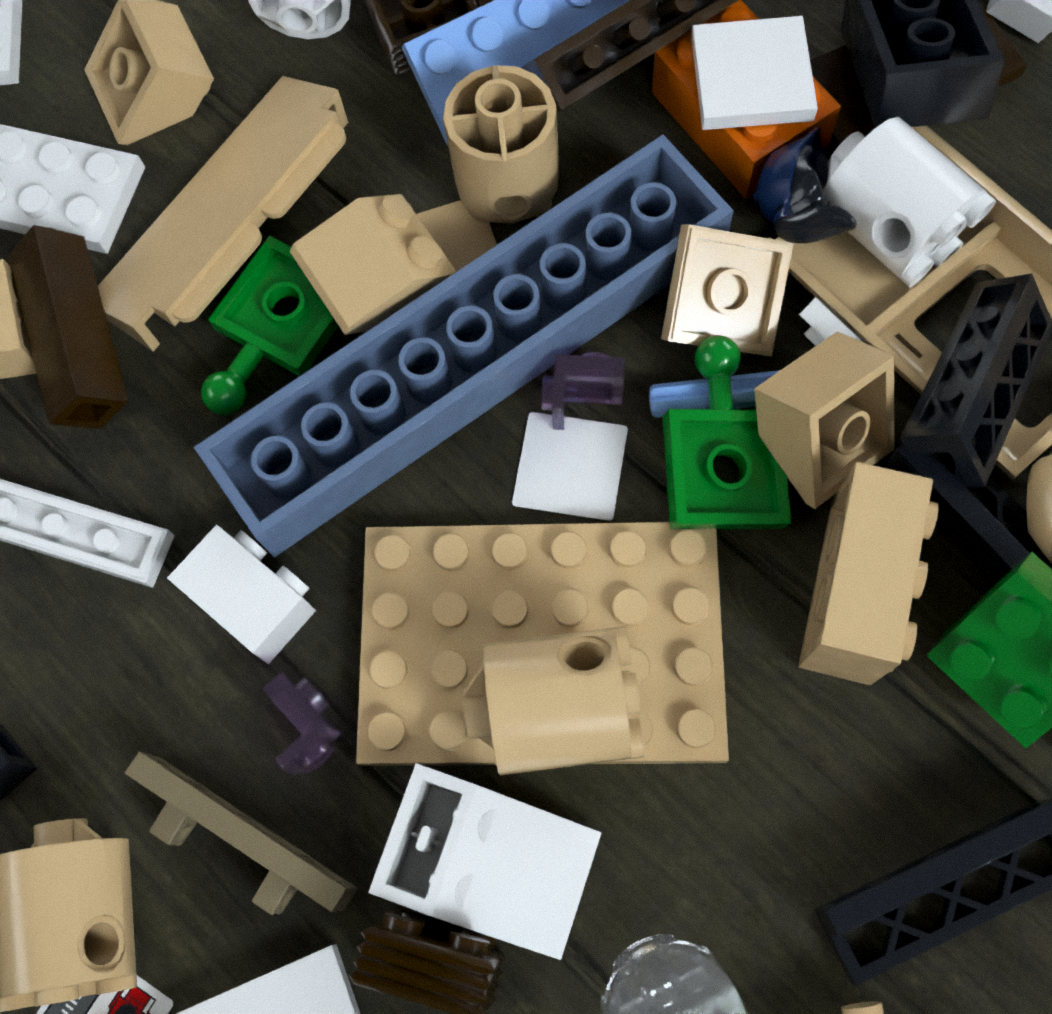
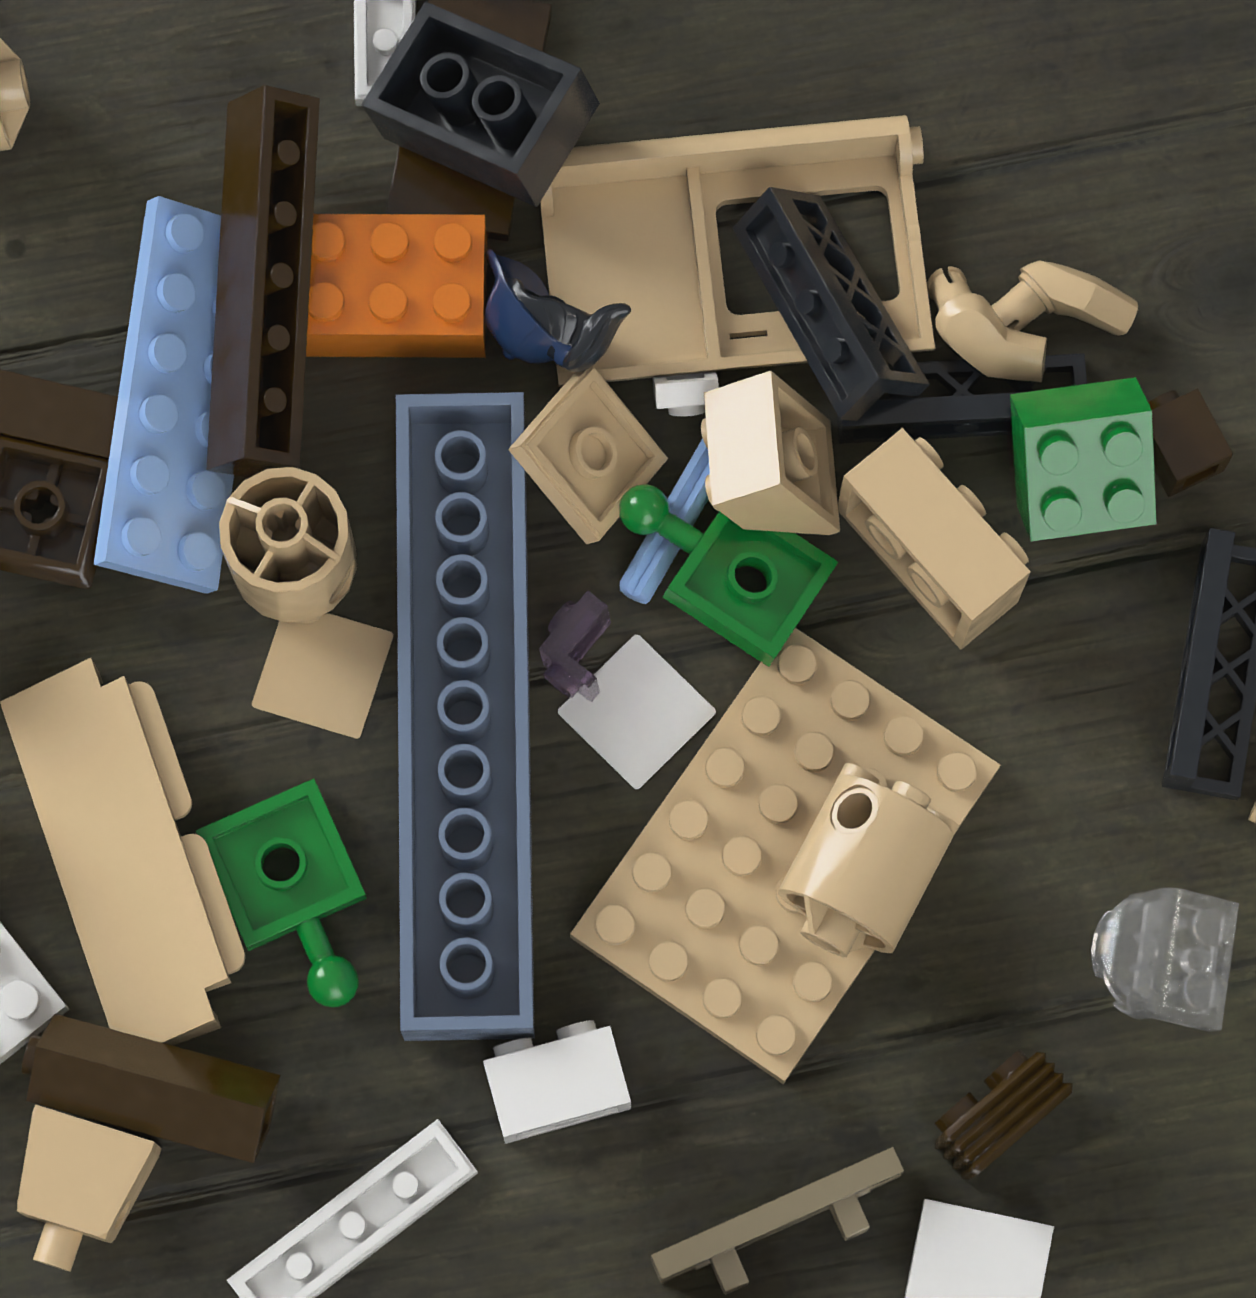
camera: 65 degrees left, 5 degrees up
(303, 707) = (704, 1094): clear purple bracket -> none
(371, 261) = (319, 749): tan slope -> none
(485, 862) = (945, 1020): white slope -> none
(753, 73) = (400, 270): white tile -> none
(904, 198) = (620, 240): white cylinder -> none

